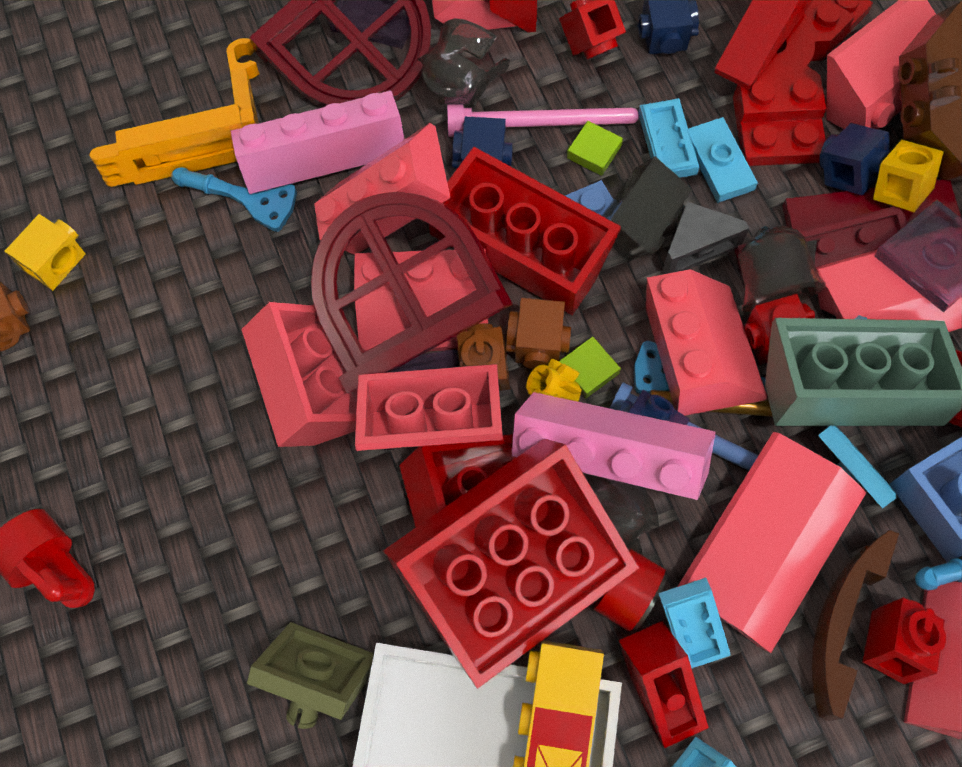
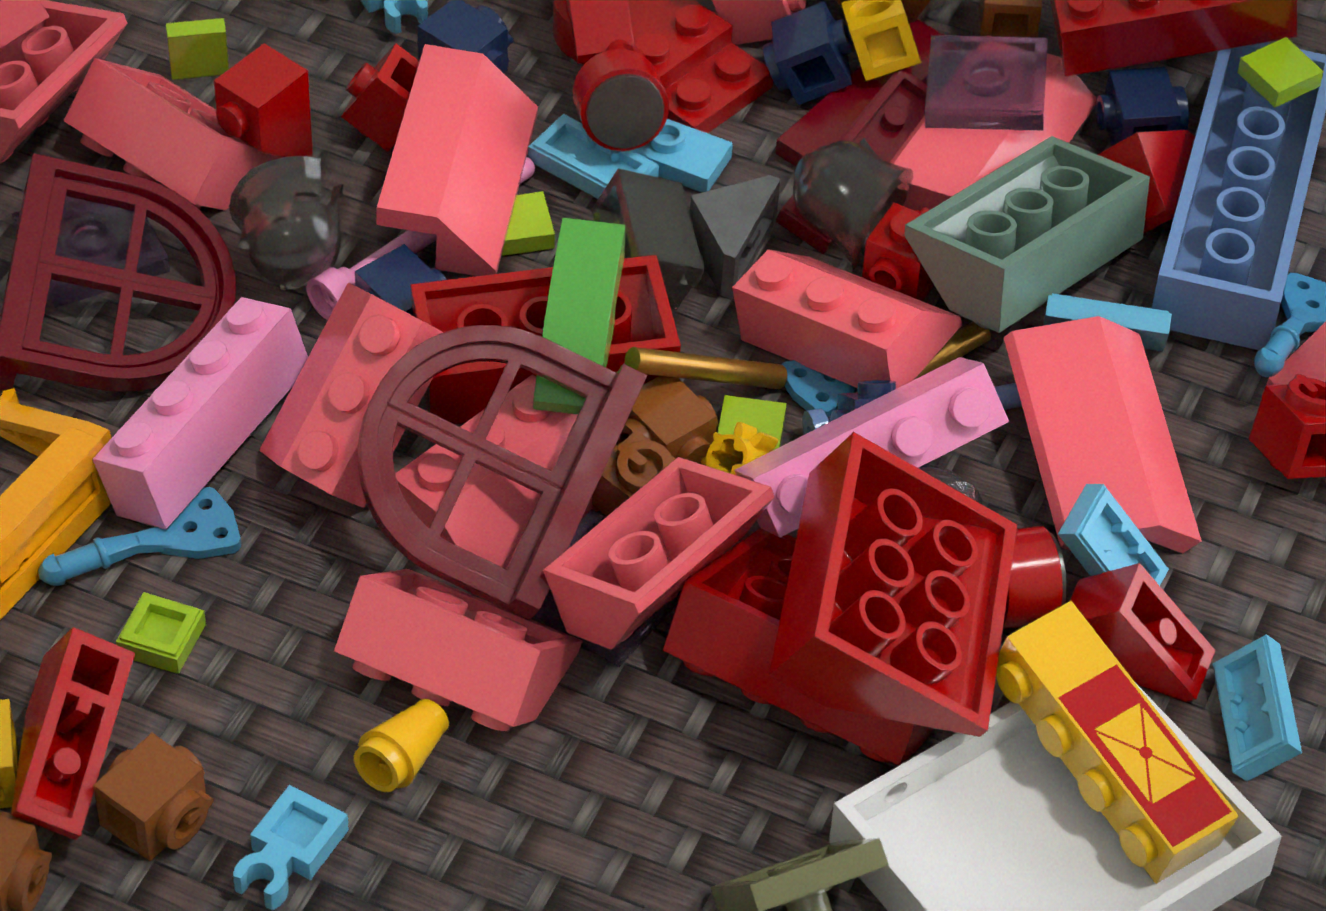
camera: 50 degrees left, 20 degrees down
(76, 276) = (69, 730): none -> red slope
(92, 339) = (153, 797): none -> dark orange brick
(128, 418) = (290, 838): none -> medium azure plate
(194, 249) = (162, 632): none -> lime tile
(227, 407) = (397, 748): none -> yellow cone
(534, 228) = (581, 301): none -> bright green slope
(583, 87) = (459, 159): none -> coral slope
(586, 315) = (706, 368): none -> pearl gold bar
(706, 111) = (620, 98): none -> piece
(830, 678) = (1269, 512): reddish brown slope -> none

